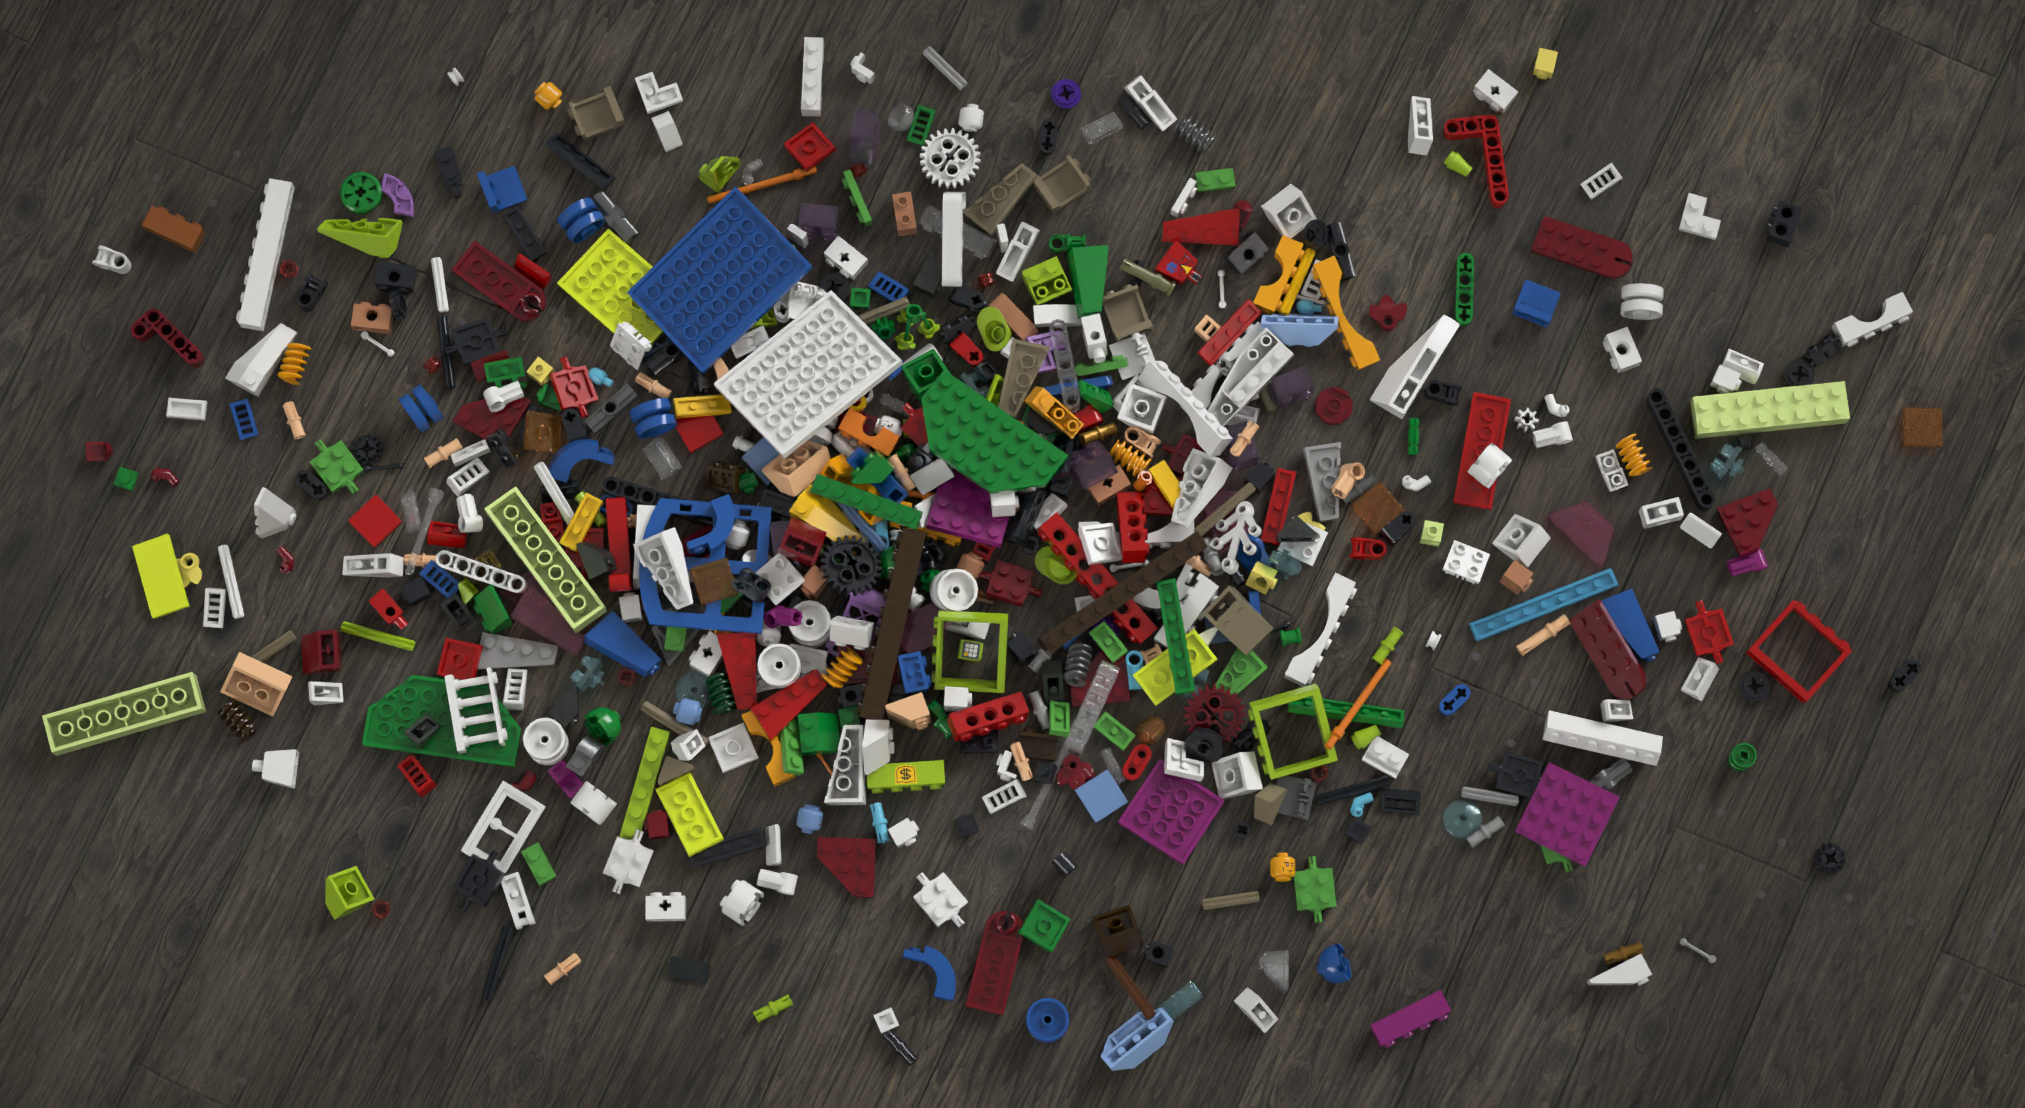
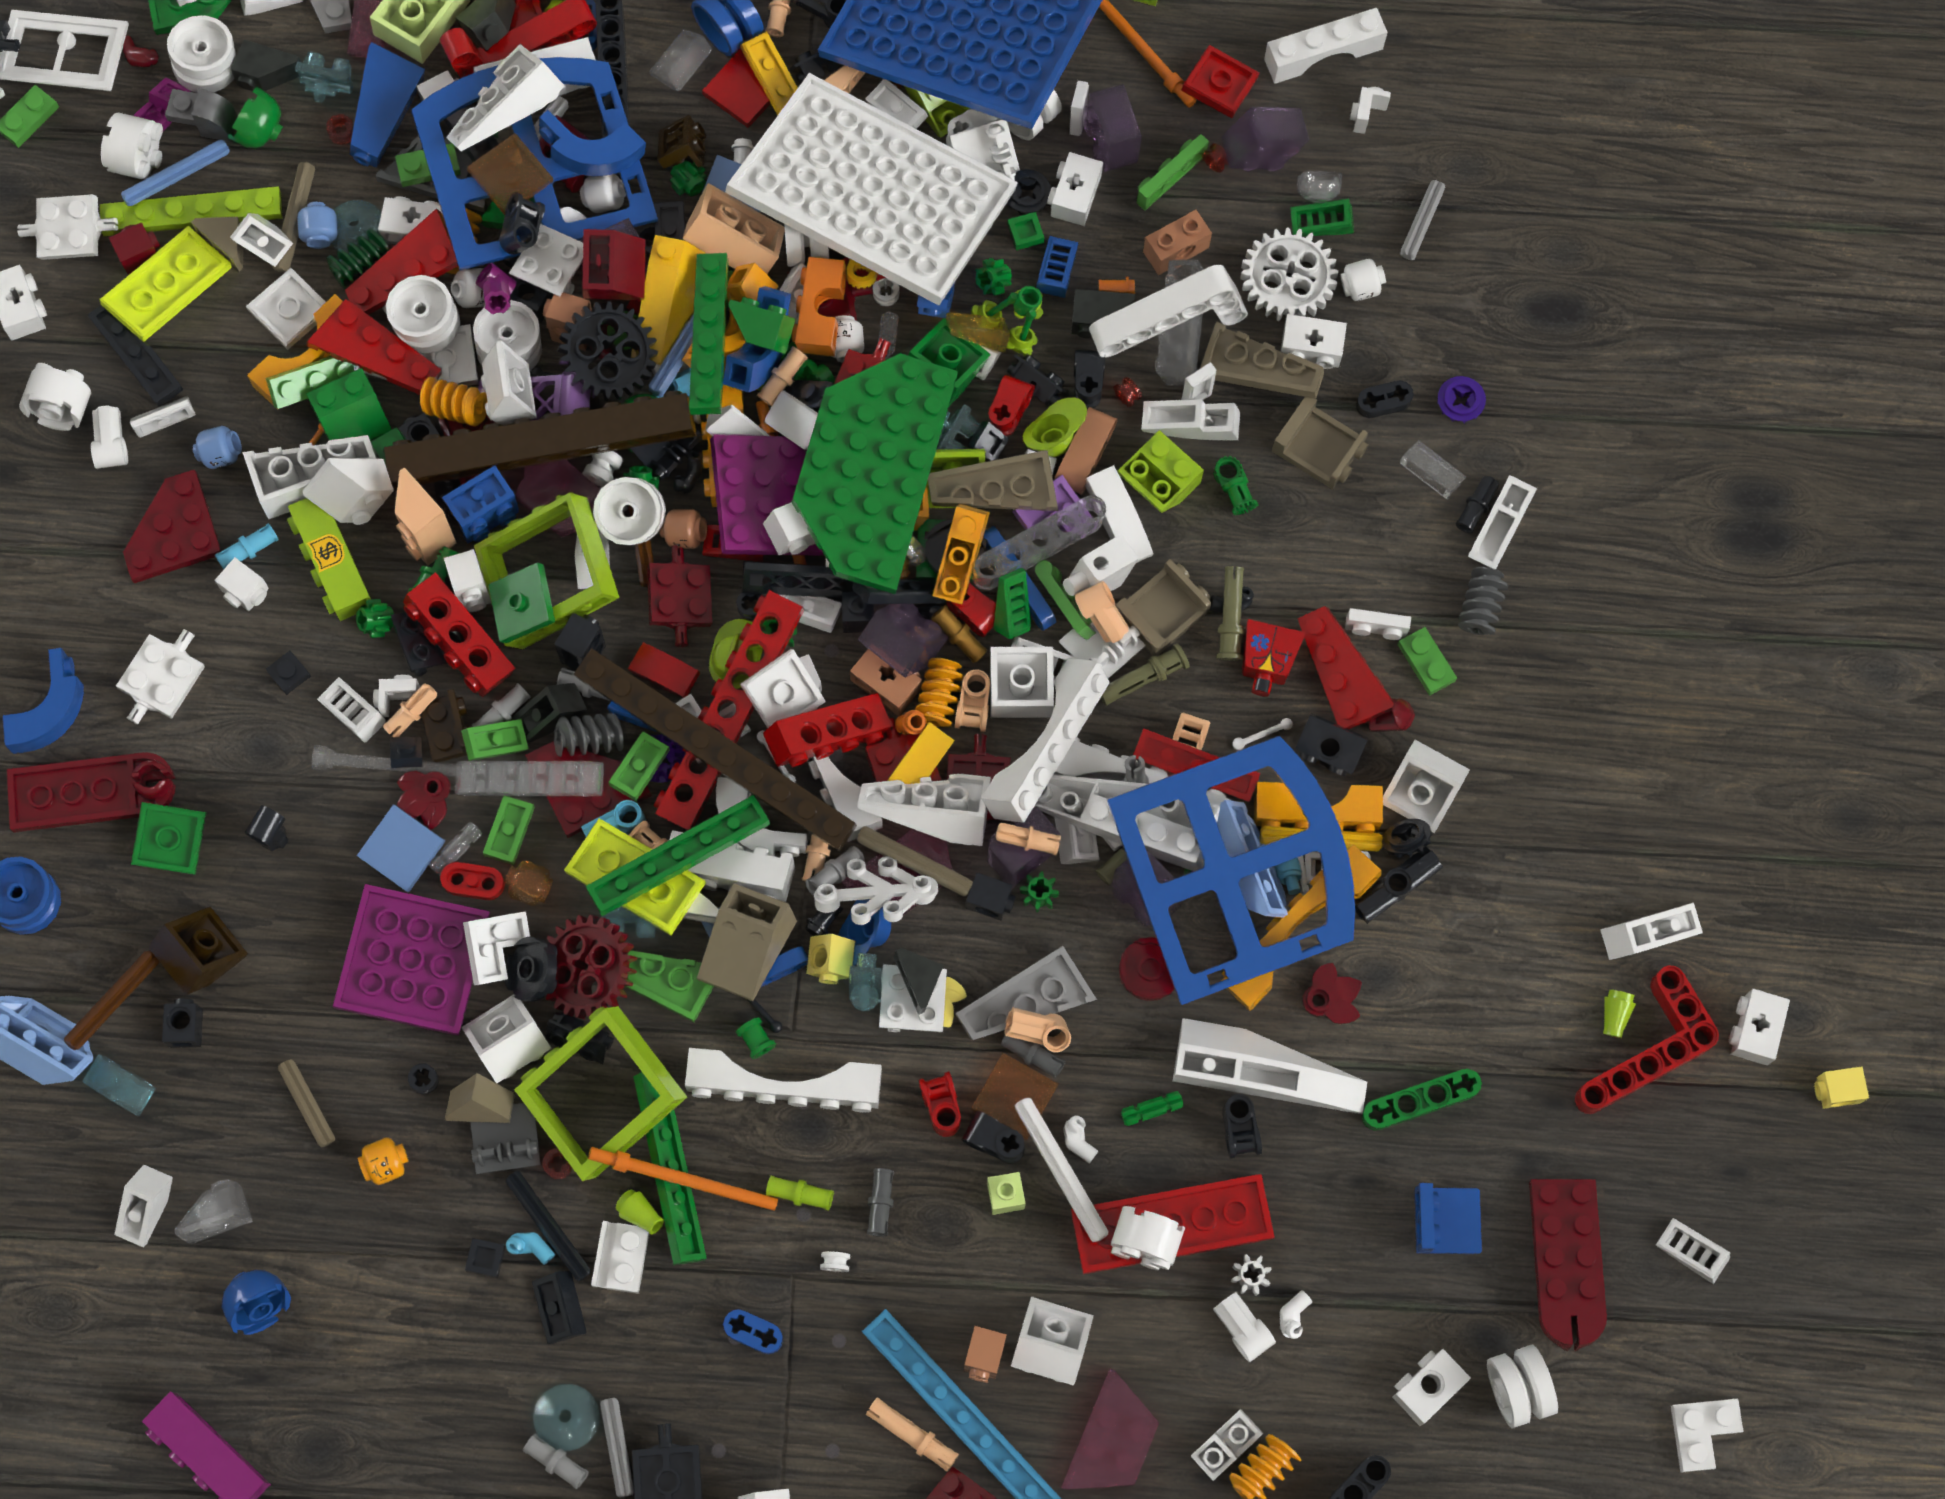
camera: 65 degrees right, 5 degrees down
(618, 784) = (175, 172): none -> medium blue axle
(749, 169) = (1149, 15): clear arm -> none
(885, 310) = (1013, 261): dark tan axle -> none
(918, 260) = (1120, 286): none -> orange pin
(919, 341) = (981, 330): none -> clear yellow slope
(956, 762) = (374, 618): none -> green gear
(970, 651) = (557, 575): slope -> none
(986, 671) = (521, 603): none -> green plate
(999, 151) = (1326, 334): none -> white brick
(1053, 608) = (664, 670): none -> red slope
(1088, 275) = (1196, 528): green slope -> none
(1117, 347) = (1100, 607): none -> light nougat piece
(1161, 332) = (1155, 669): none -> olive pin
(1263, 445) = (1047, 891): none -> green gear
(1278, 506) = (960, 940): red plate -> none
(1304, 340) = (1224, 872): none -> blue window
(1315, 889) = (368, 1226): bright green plate -> none
(1409, 603) = (880, 1202): none -> dark grey pin
(1430, 498) = (1061, 1169): none -> white axle
(1466, 562) = (982, 1266): white hinge -> none

